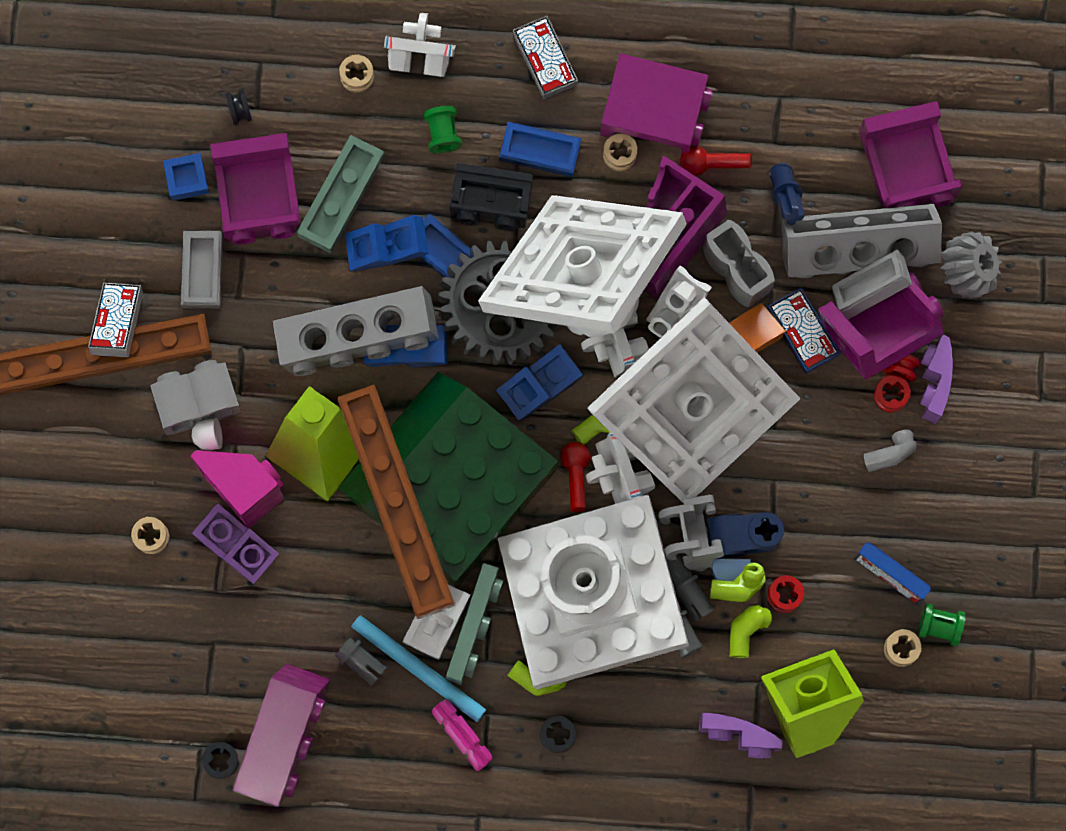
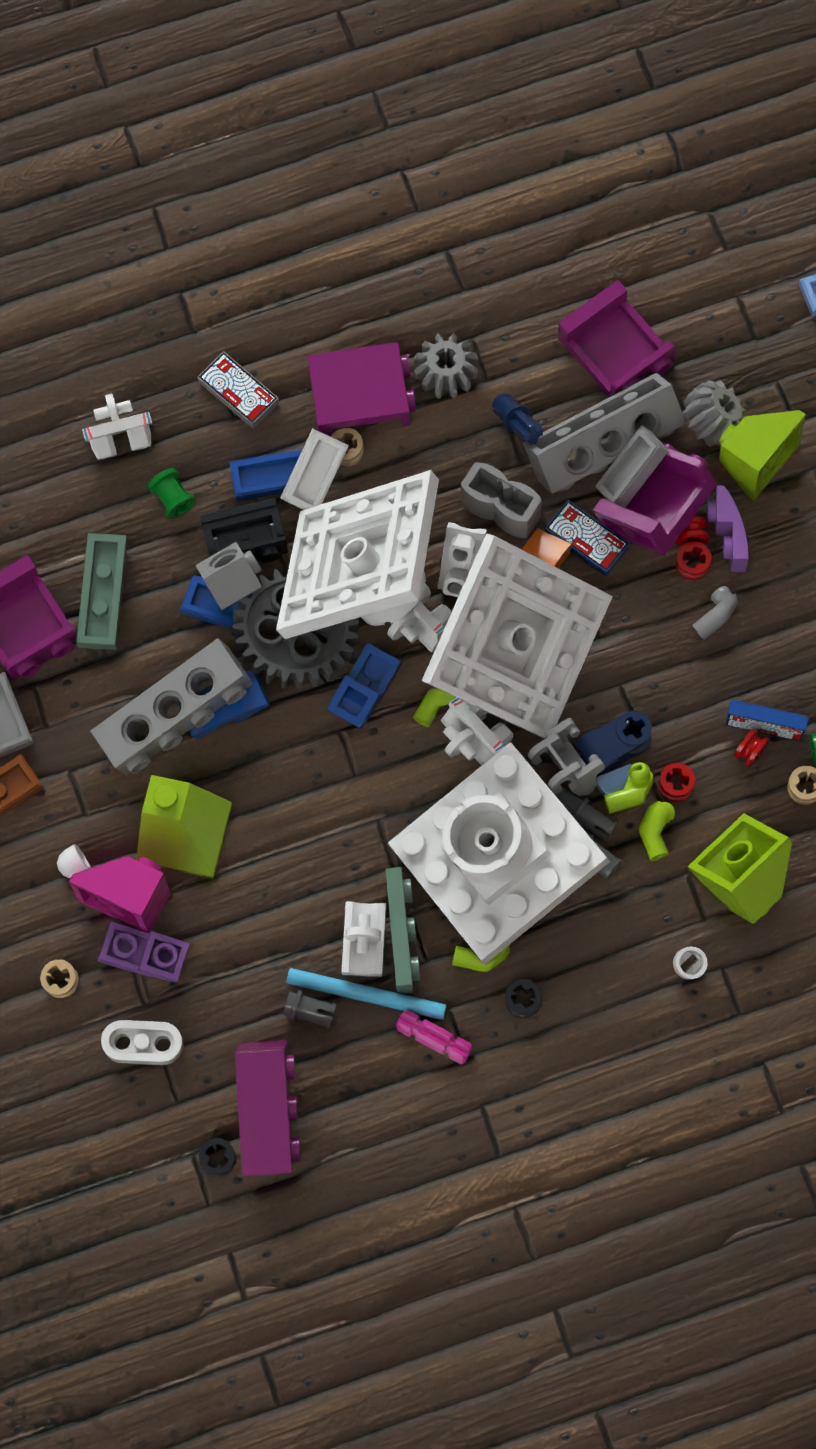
camera: 15 degrees left, 5 degrees down
(194, 396) = (46, 832): light grey brick -> none
(199, 626) = (143, 1042): none -> white plate
(358, 62) = (65, 466): tan bush -> none
(386, 244) = (166, 619): blue slope -> none
(396, 502) = (280, 844): dark orange tile -> none
(460, 230) = (230, 574): none -> light grey brick
(465, 469) = (318, 806): dark green slope -> none
(575, 459) = (427, 741): red bar -> none
(580, 163) = (314, 470): none -> white tile
(698, 160) = (422, 425): red bar -> none
(702, 209) = (448, 461): magenta wedge -> none
(727, 775) = (696, 969): none -> white hinge
(745, 101) = (448, 378): none -> light grey gear
(752, 738) = (704, 923): medium lavender slope -> none
(867, 592) = (751, 748): none -> red bush
(997, 316) = (760, 448): none -> lime slope

